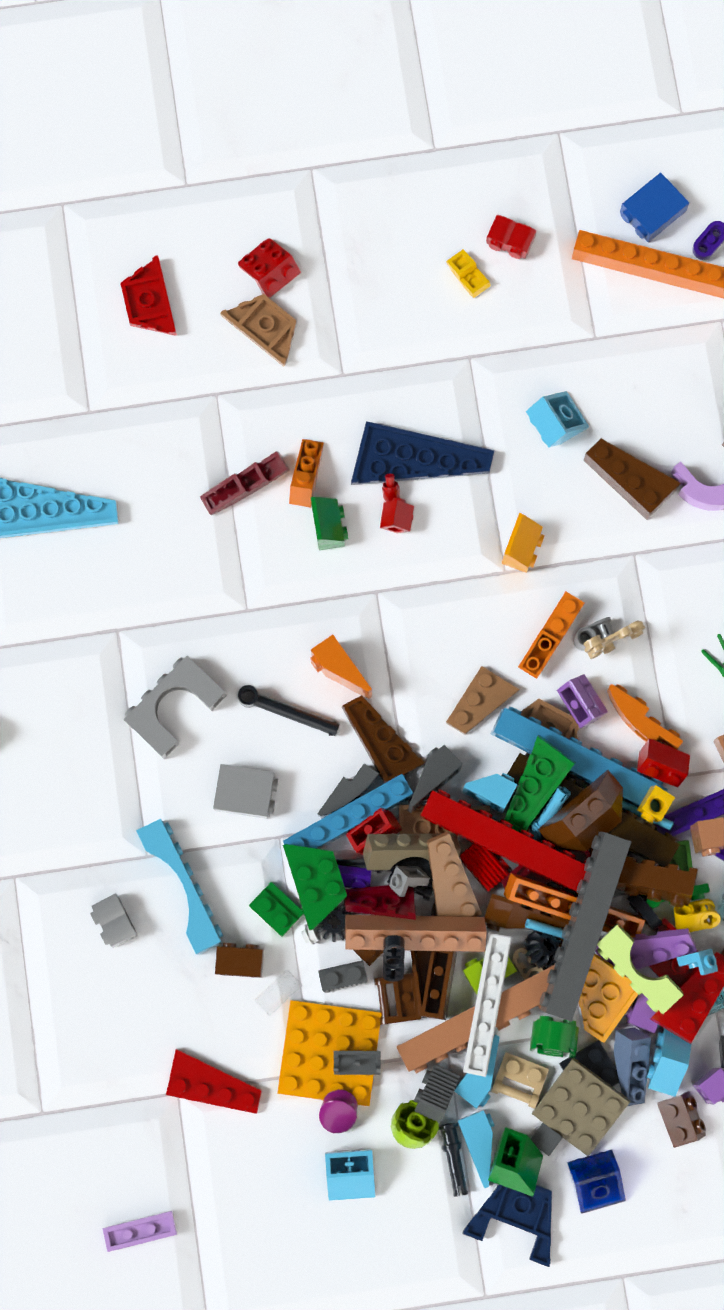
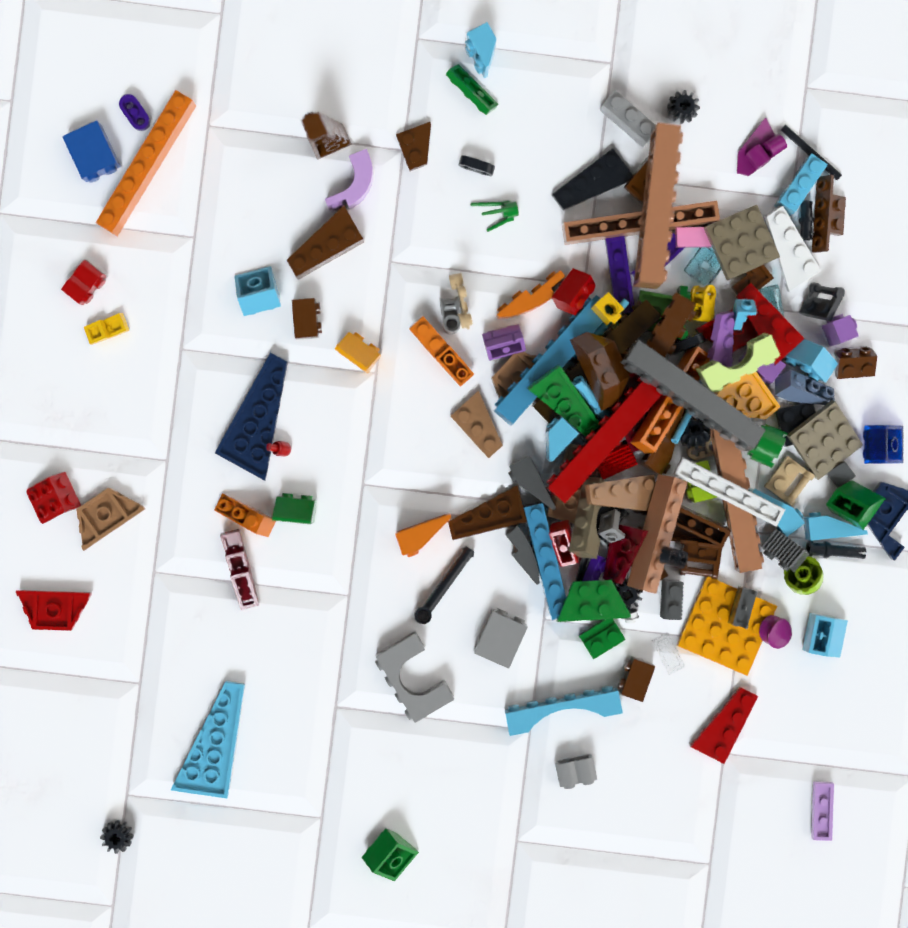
camera: 75 degrees left, 10 degrees up
(397, 516) = (304, 450): red brick -> none
(542, 478) = (306, 318): none -> reddish brown brick

